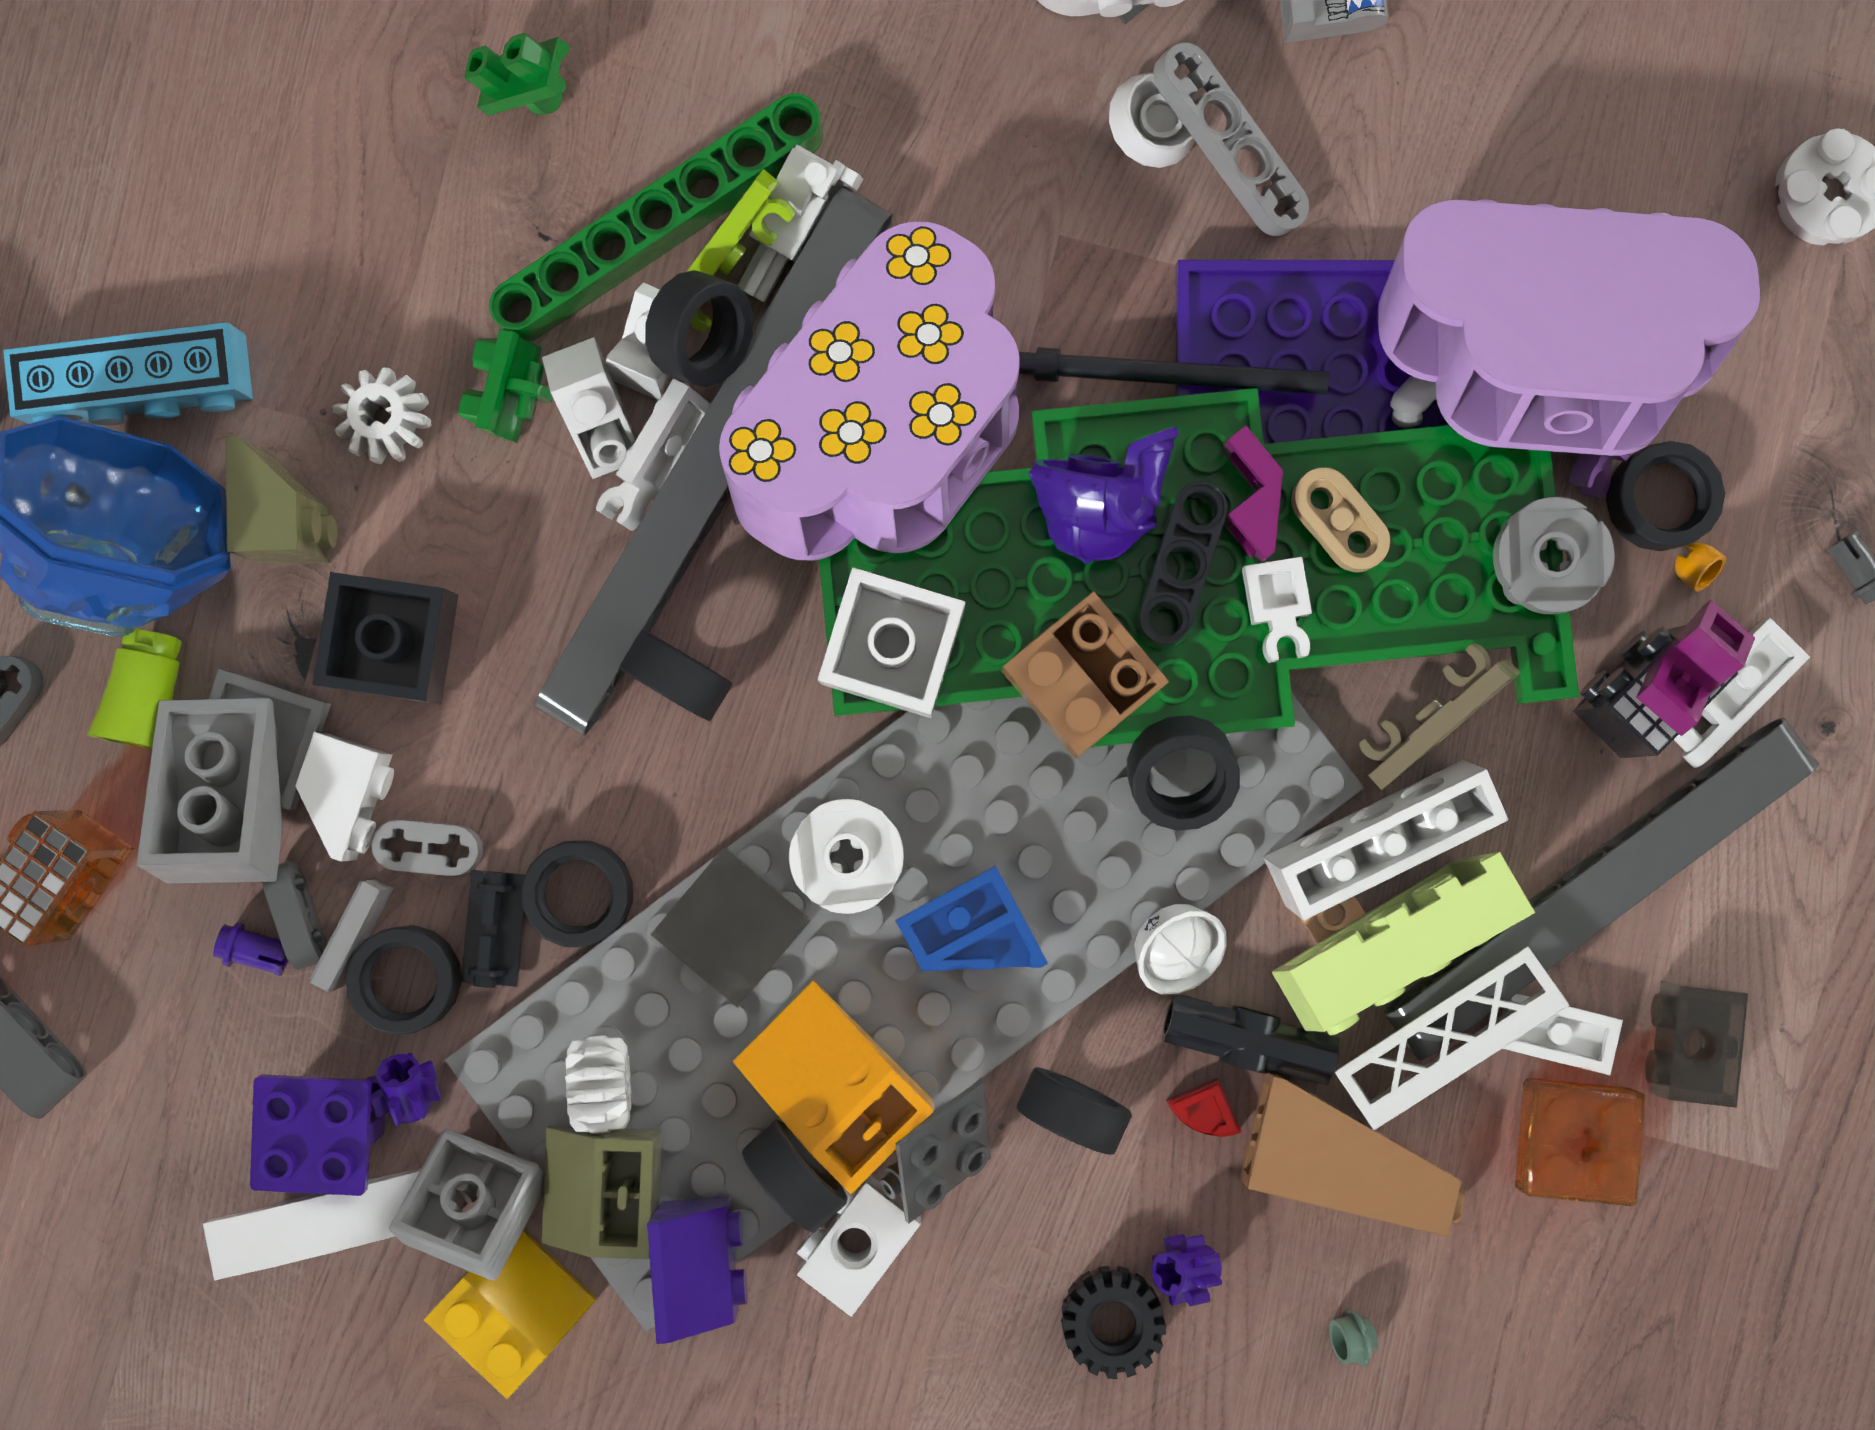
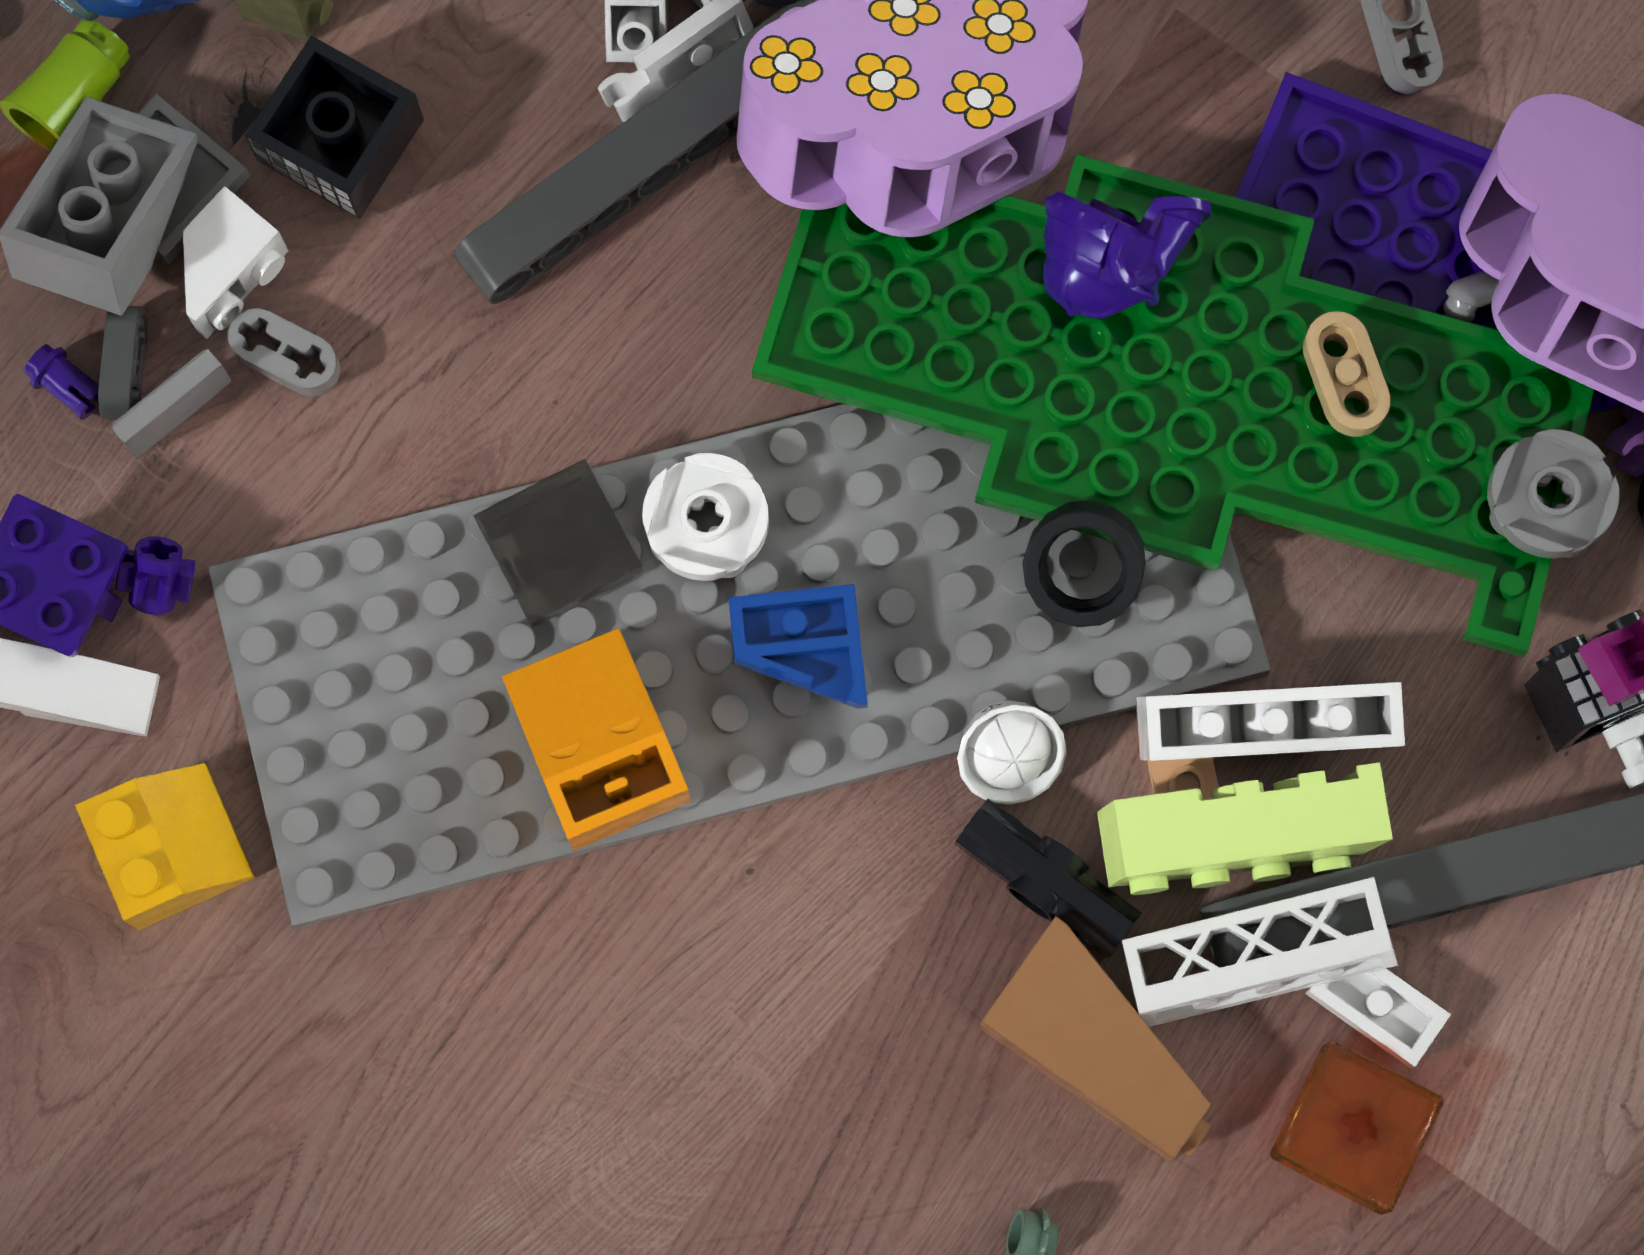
camera: 25 degrees right, 10 degrees down
(360, 984) = (182, 428): black tyre -> none
(467, 1171) = (172, 710): light grey brick -> none
(493, 929) = (316, 457): black hinge -> none
(534, 893) = (396, 413): black tyre -> none
(598, 1084) = (357, 636): white gear -> none
(601, 1191) = (315, 746): olive slope -> none
(675, 675) = (609, 273): black tyre -> none
(695, 1266) = (376, 857): dark purple slope -> none
(794, 1177) = (517, 806): black tyre -> none
(850, 1276) = (532, 955): white brick -> none
(891, 642) = (839, 311): white brick -> none
(940, 1153) = (677, 849): dark grey hinge -> none
(1050, 365) = (1116, 126): black bar -> none
(1074, 1111) = (832, 868): black tyre -> none
(1084, 675) = (1019, 419): medium nougat slope -> none
(1121, 1355) = (775, 1075): black tyre -> none
(1186, 1270) = (883, 1088): dark purple gear -> none
(1193, 540) = (1171, 326): black beam -> none
(1205, 1110) = (971, 938): red tile -> none
(1256, 519) = (1259, 332): magenta slope -> none
(1278, 596) = (1251, 425): white plate -> none
(1438, 717) = (1374, 620): dark tan plate -> none
(1713, 1071) = (1553, 1051): clear smoke brick -> none

